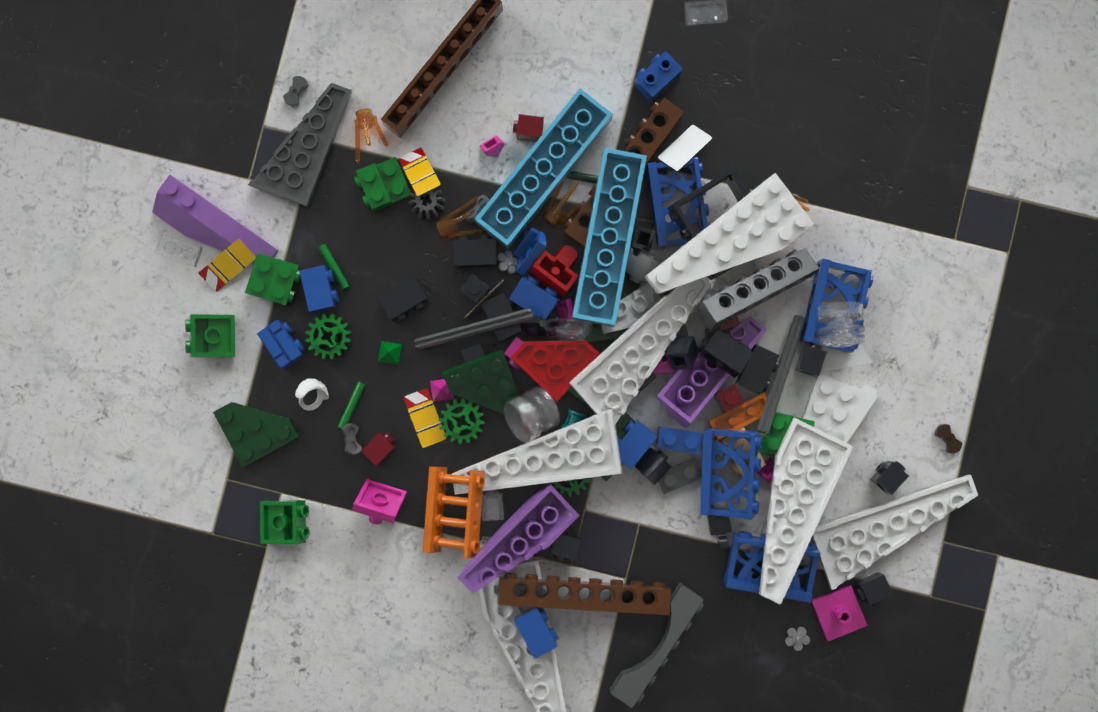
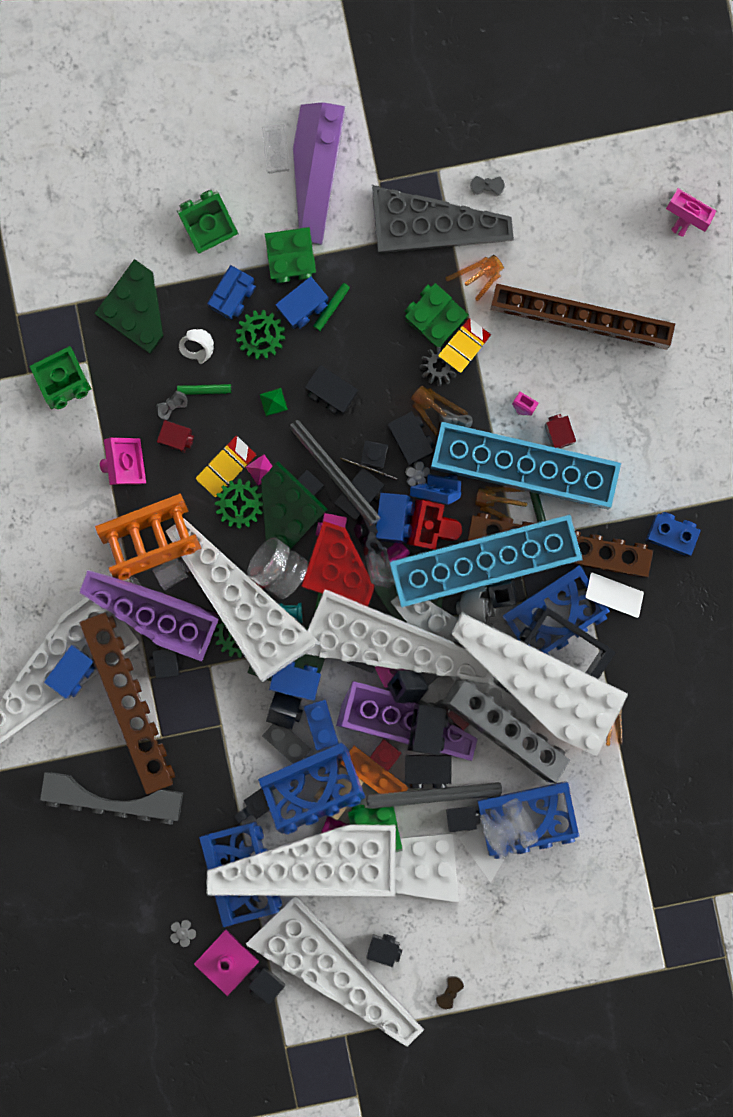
camera: 65 degrees right, 0 degrees up
(227, 265) = (283, 203): yellow sticker -> none

